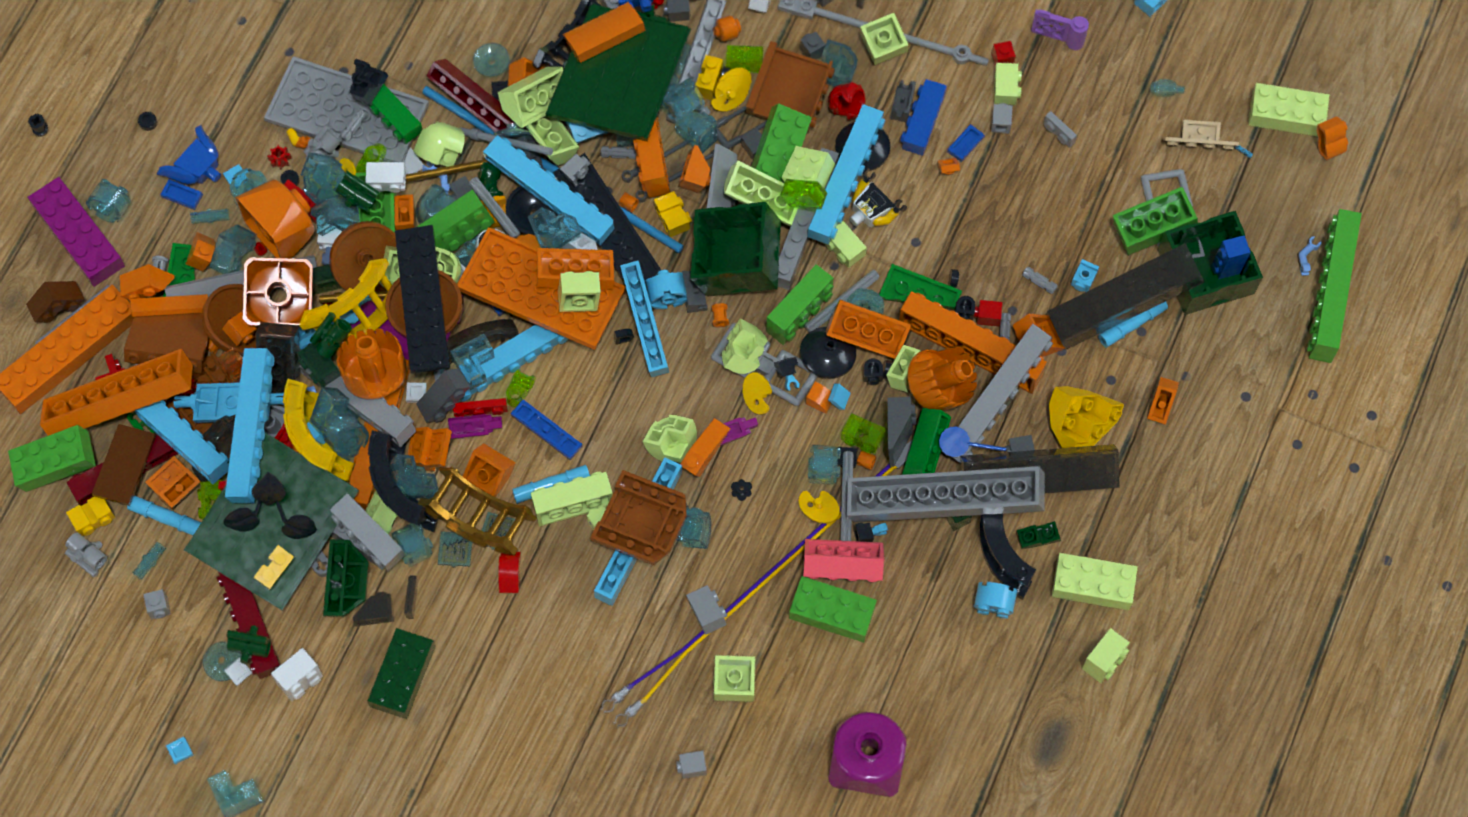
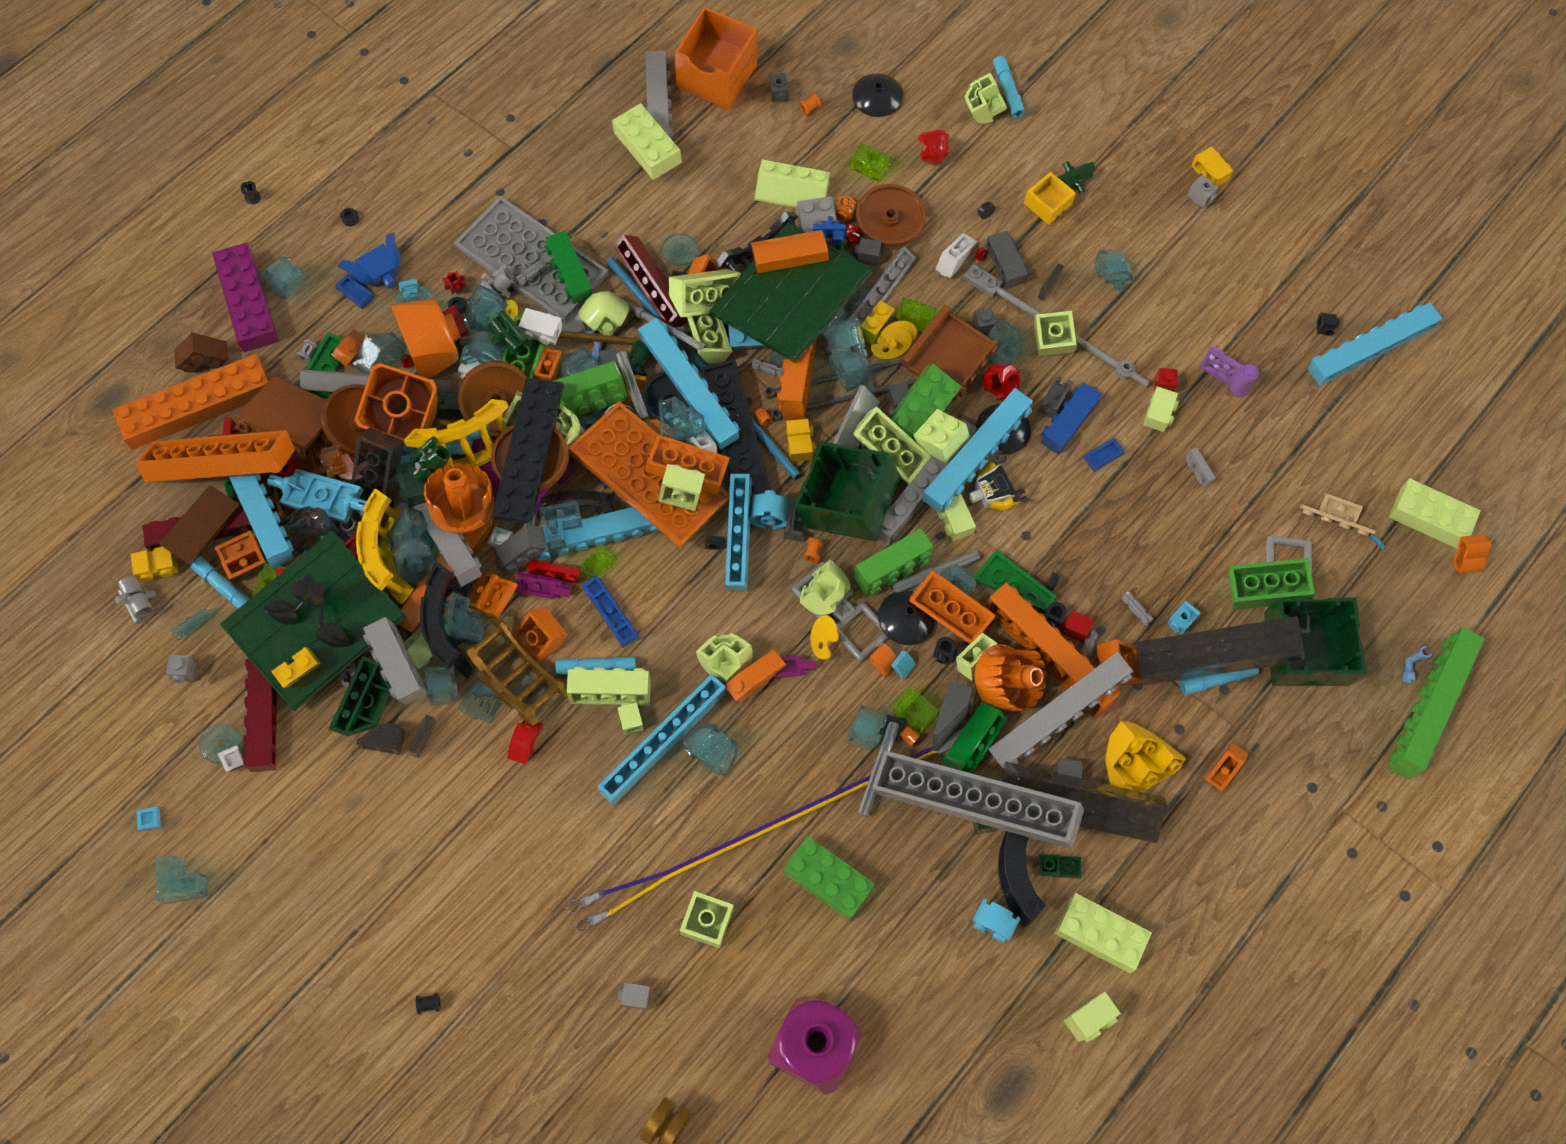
camera: 15 degrees right, 0 degrees up
(51, 458) = (137, 498): bright green brick -> none
(144, 282) = (283, 359): orange slope -> none
(167, 305) = (295, 387): orange tile -> none
(210, 216) = (372, 318): clear light blue pin -> none
(239, 330) = (349, 429): orange brick -> none
(248, 644) = (246, 735): dark green pin -> none
(249, 424) = (321, 520): medium azure brick -> none
(297, 675) = (283, 780): white brick -> none
(301, 142) = (474, 270): arm -> none
(318, 435) = (385, 547): medium azure tile -> none
(366, 81) = (554, 235): black slope -> none
(368, 156) = (534, 304): clear neon green piece -> none
(401, 673) = (384, 810): dark green brick -> none
(512, 131) = (673, 318): clear light blue dish -> none
(575, 169) = (720, 370): light grey brick -> none
(641, 519) = (666, 729): dark orange wedge -> none
(695, 171) = (834, 406): orange slope -> none
(707, 610) = (702, 839): light grey brick -> none
(727, 28) = (908, 282): orange head -> none
(741, 494) = (778, 732): black plant -> none
(786, 368) = (859, 621): black piece -> none
(803, 194) = (930, 456): clear neon green brick -> none
(824, 508) = (853, 773): yellow piece -> none
(843, 560) = (854, 832): coral brick -> none
(865, 533) = (885, 810): black piece -> none
(948, 166) = (1080, 471): orange plate -> none
(955, 442) = (1005, 746): blue piece -> none
(1001, 118) = (1146, 441): light grey brick -> none
(1165, 88) = (1316, 458): clear light blue plant -> none
(1231, 257) = (1338, 643): blue brick -> none

